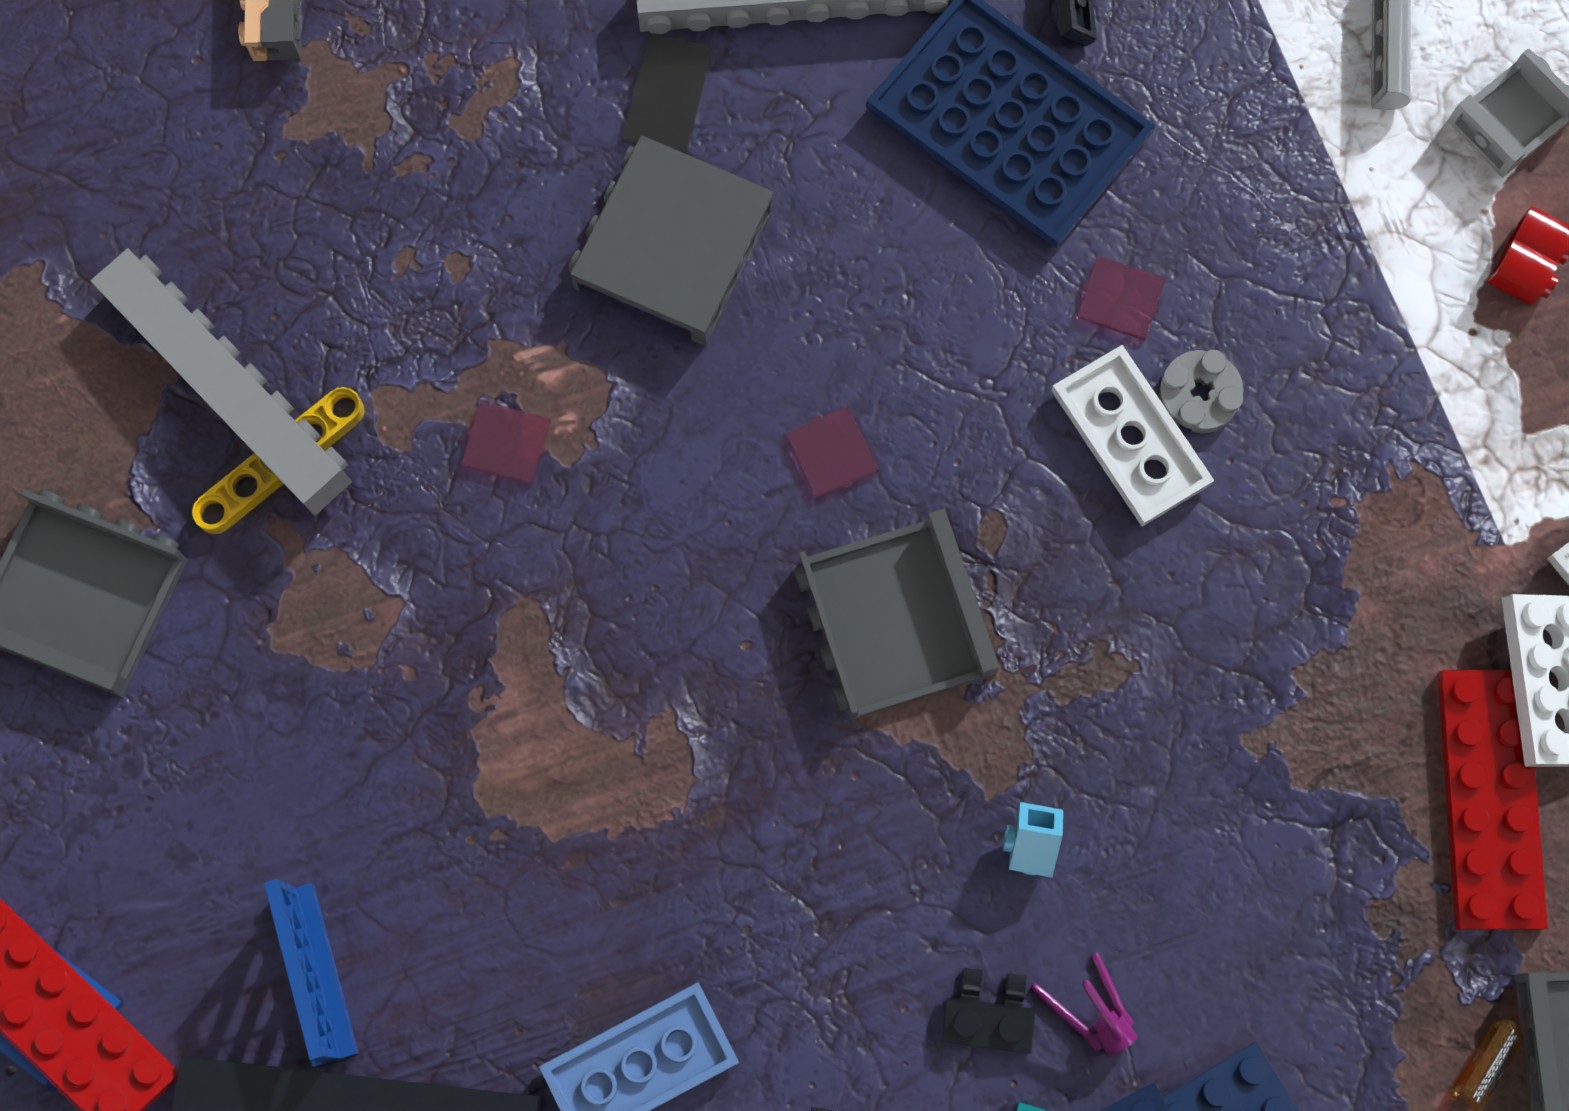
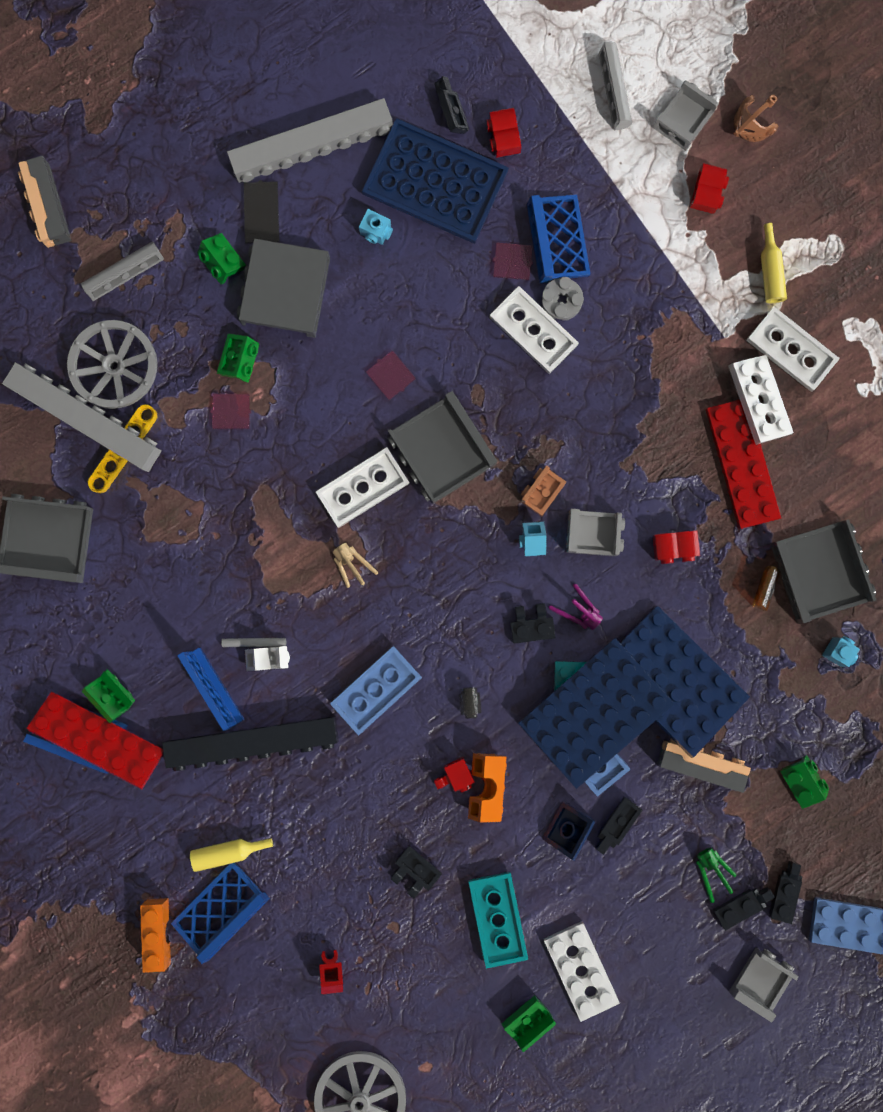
camera: 15 degrees left, 10 degrees up
(104, 933) = (109, 696): none -> green bracket
(305, 291) = (108, 363): none -> light grey wheel
(378, 135) = (122, 271): none -> light grey brick
(422, 902) = (254, 642): none -> light grey bar
(439, 940) = (267, 658): none -> white brick
(549, 345) = (238, 357): none -> green bracket
(567, 155) = (220, 257): none -> green bracket
(649, 775) = (343, 555): none -> tan plant
(727, 623) = (348, 484): none -> white plate
(874, 172) = (375, 227): none -> medium azure brick
(1075, 749) = (543, 491): none -> nougat bracket
(1160, 861) = (595, 533): none -> light grey panel
(1162, 61) = (504, 132): none -> red brick
(1186, 266) = (541, 242): none -> blue fence
(1320, 929) = (676, 545): none -> red brick

